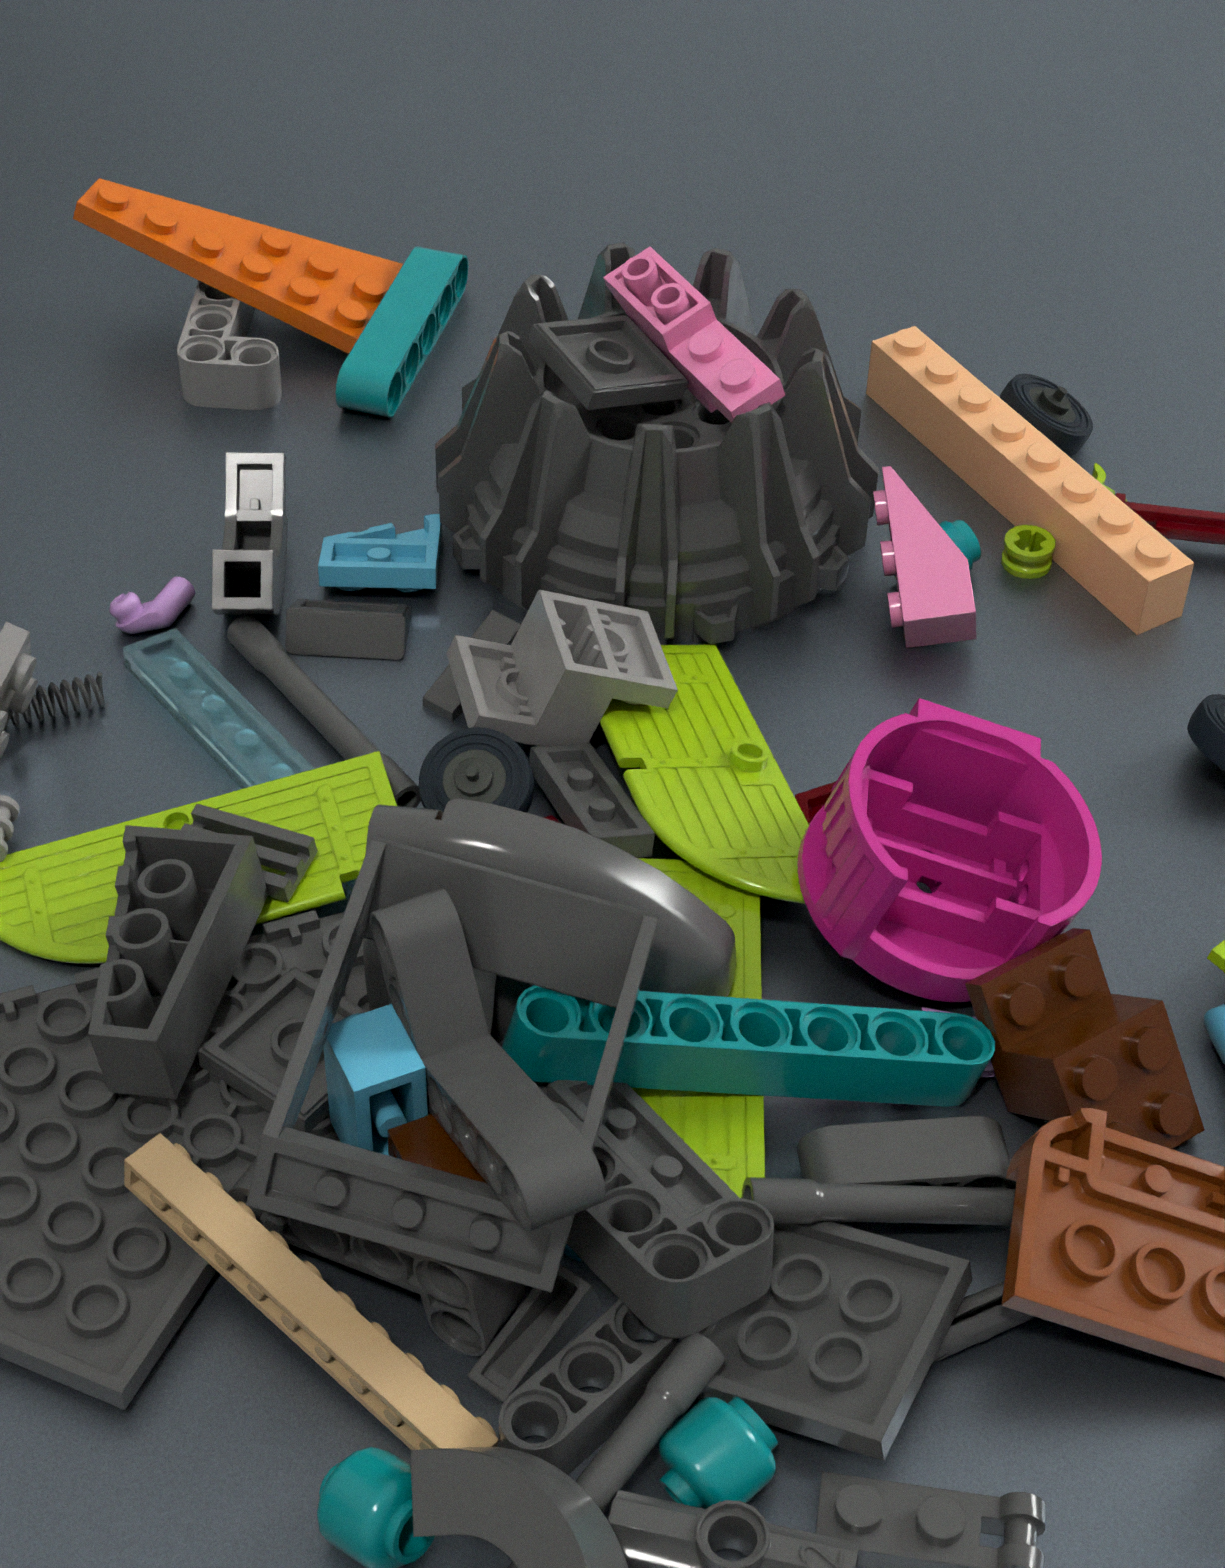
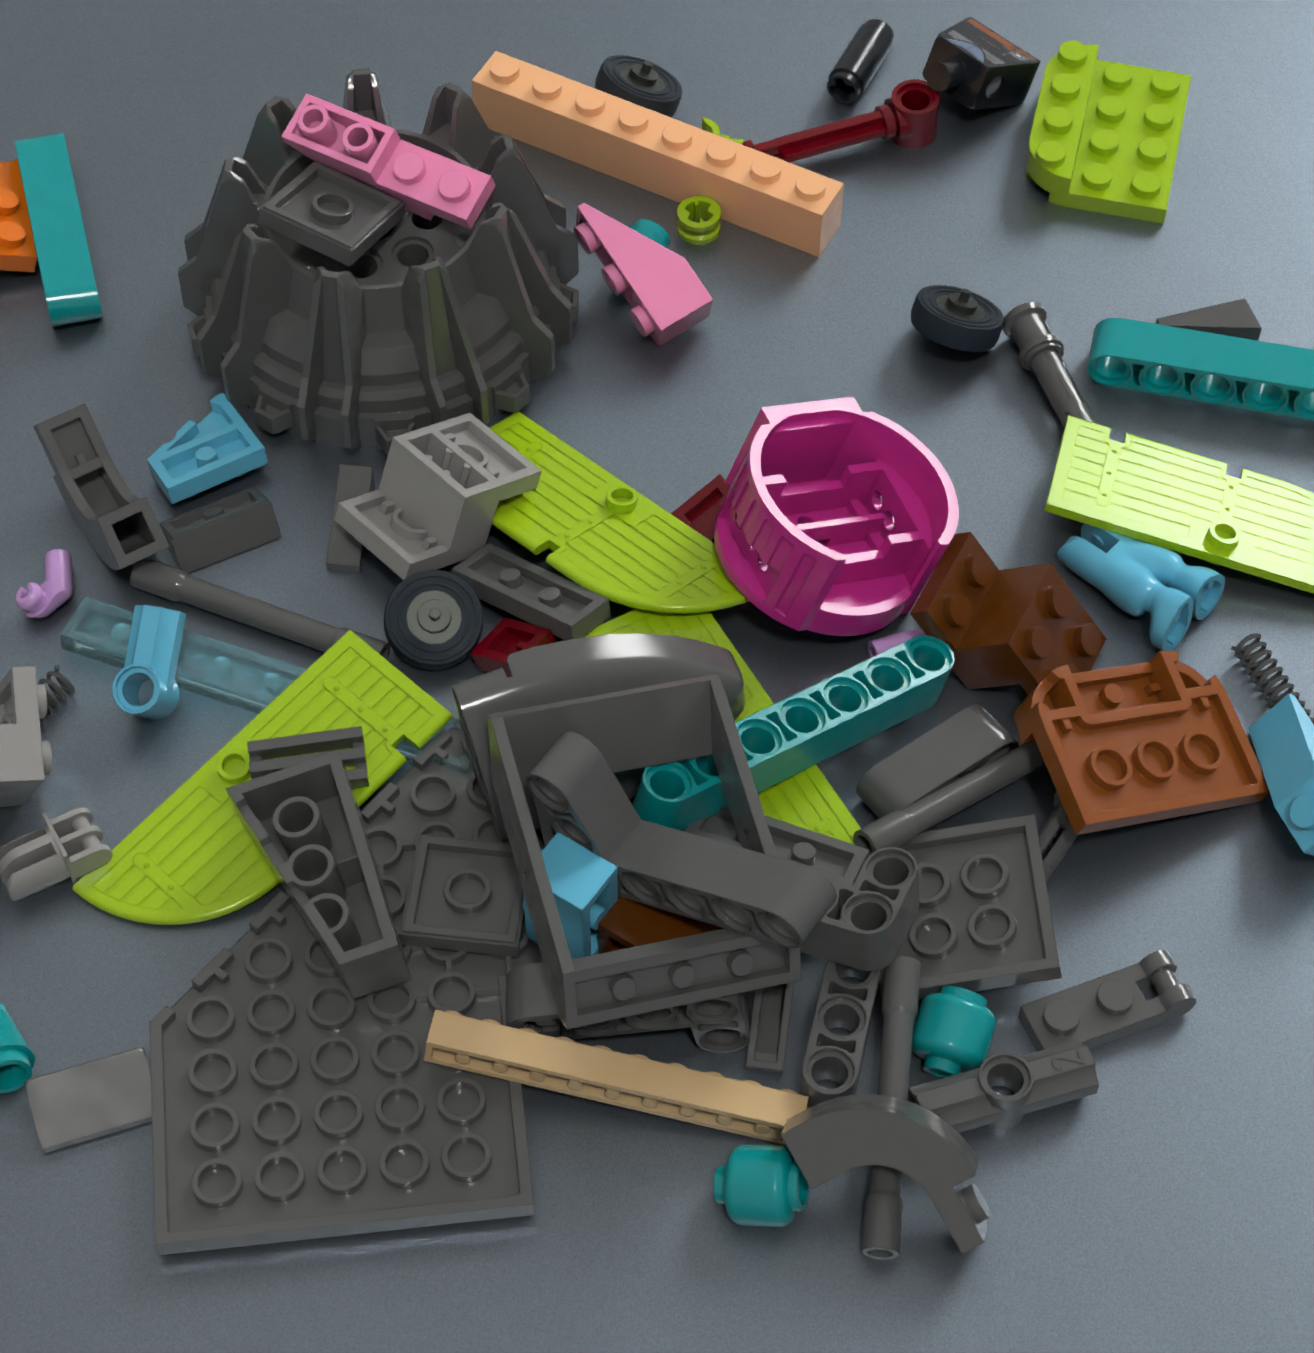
camera: 30 degrees left, 10 degrees up
(161, 716) = (151, 655): none -> medium azure piece

